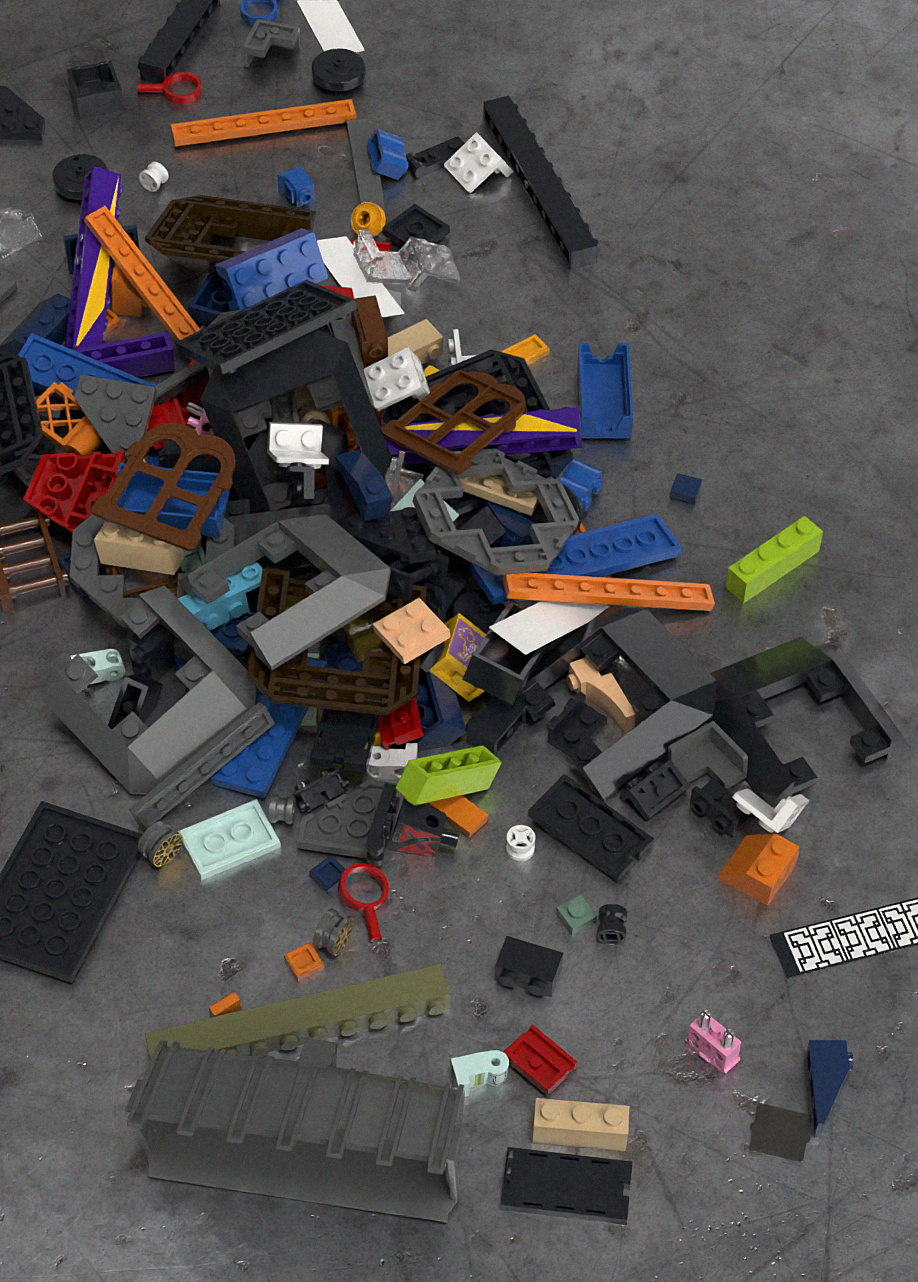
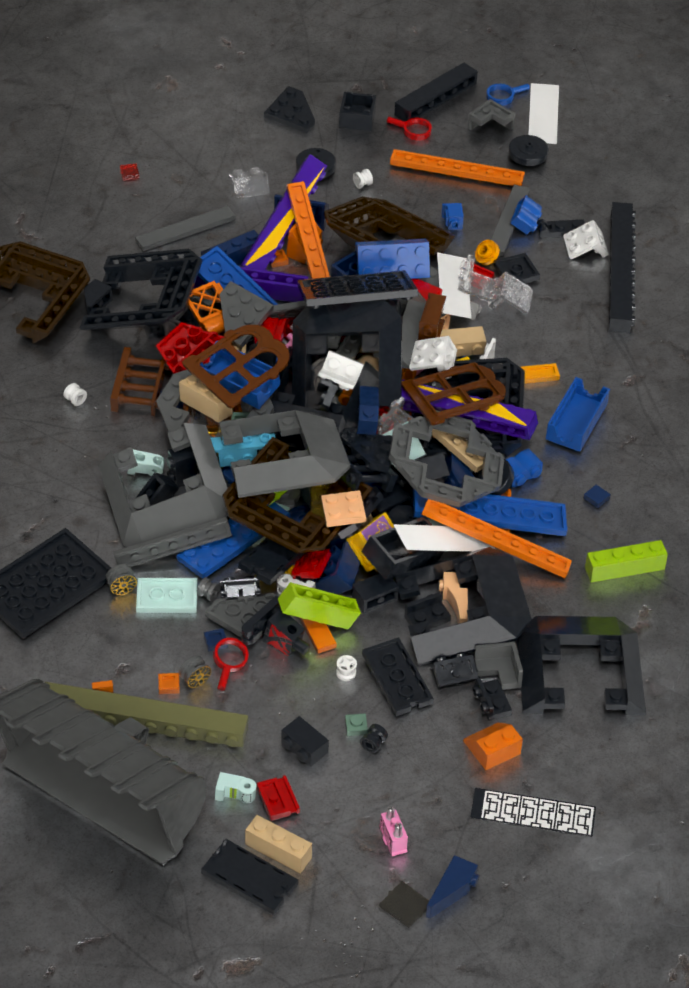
camera: 25 degrees right, 5 degrees down
(770, 818) = (520, 714): white bracket -> none

